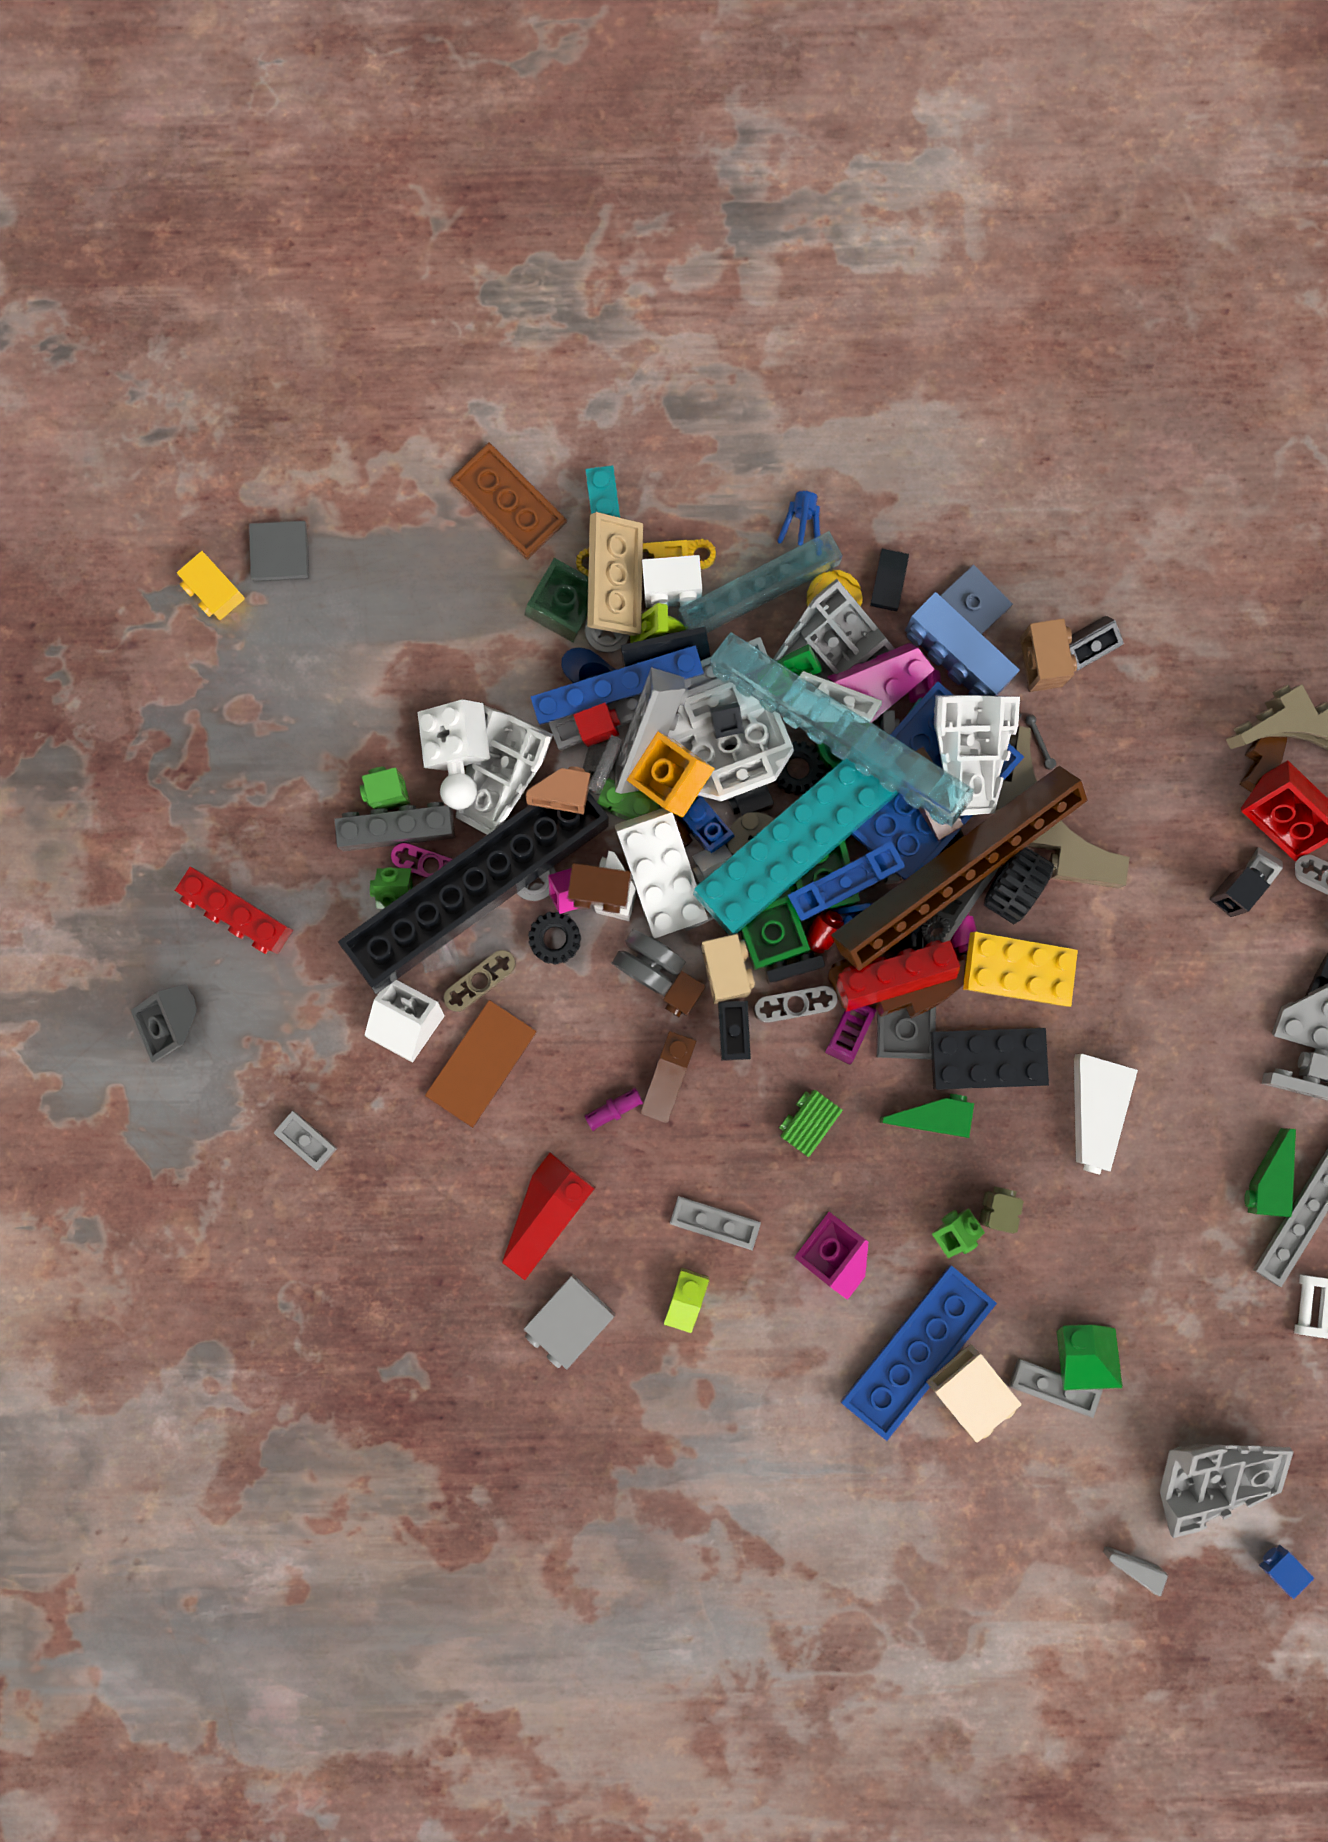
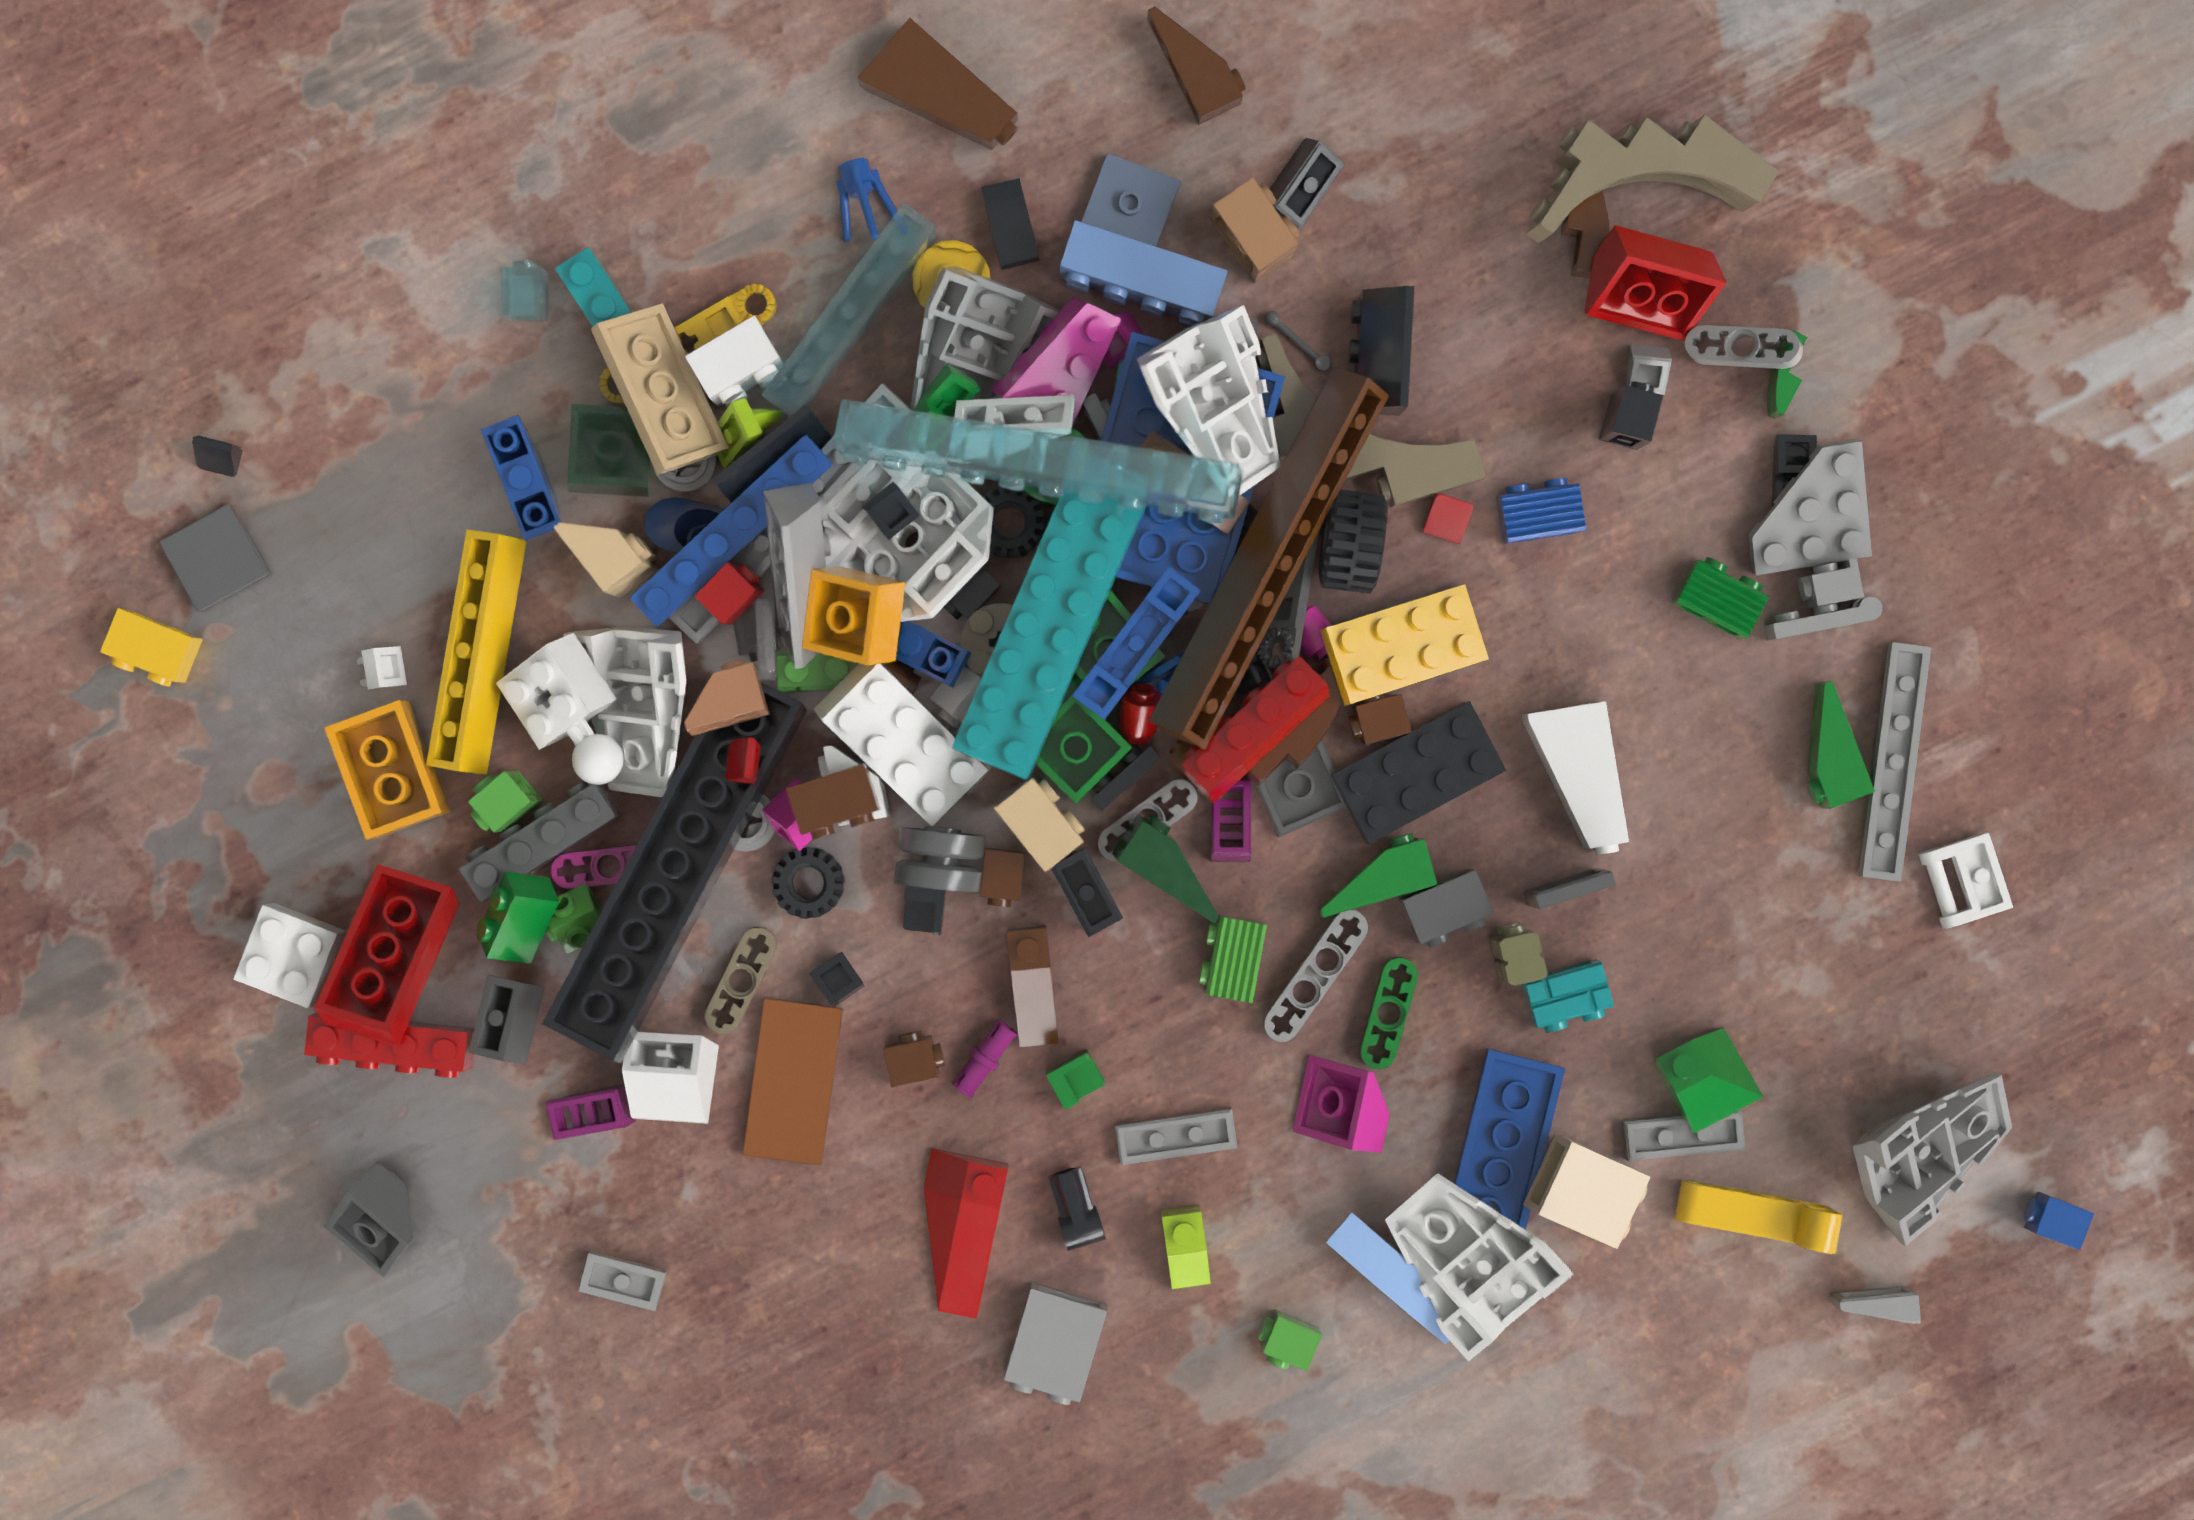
camera: 30 degrees left, 5 degrees up
(198, 823) = (289, 954): none -> white brick
(260, 851) = (387, 955): none -> red brick
(312, 487) = (216, 456): none -> black slope
(316, 931) = (506, 1019): none -> dark grey brick
(320, 734) = (386, 769): none -> light orange brick
(350, 669) = (382, 667): none -> white tile
(355, 868) = (517, 917): none -> green brick
(356, 1022) = (613, 1106): none -> magenta slope
(414, 686) = (476, 652): none -> yellow brick
(500, 590) = (523, 477): none -> blue slope
(508, 501) = (475, 352): dark orange tile -> none
(533, 666) = (610, 556): none -> tan slope
(542, 1010) = (837, 979): none -> black plate
(553, 835) = (743, 760): none -> red slope
(558, 477) = (524, 292): none -> clear light blue brick
(567, 1086) = (913, 1059): none -> reddish brown brick
(622, 991) = (924, 909): none -> black panel
(625, 1245) = (1078, 1217): none -> black piece
(667, 1152) = (1075, 1079): none -> green panel
(725, 1397) = (1288, 1341): none -> bright green brick
(793, 1033) = (1158, 859): none -> dark green slope
(819, 1390) = (1385, 1269): none -> light blue slope
(859, 1162) = (1319, 978): none -> light grey beam
(876, 1403) = (1472, 1263): none -> white wedge
(883, 471) = (936, 86): none -> reddish brown slope
(907, 1209) = (1404, 987): none -> green beam
(958, 1233) = (1478, 1006): bright green brick -> none
(967, 1156) = (1447, 907): none -> dark grey brick
(980, 1011) = (1379, 719): none -> reddish brown brick
(1021, 1254) = (1567, 995): none -> teal brick
(1056, 1182) = (1569, 888): none -> dark grey tile
(1057, 539) = (1199, 71): none -> reddish brown slope
(1083, 1468) = (1759, 1214): none -> yellow beam
(1086, 901) = (1447, 518): none -> slope
(1099, 766) = (1384, 341): none -> black slope
(1149, 926) = (1541, 512): none -> blue brick
(1244, 1040) = (1721, 598): none -> green brick

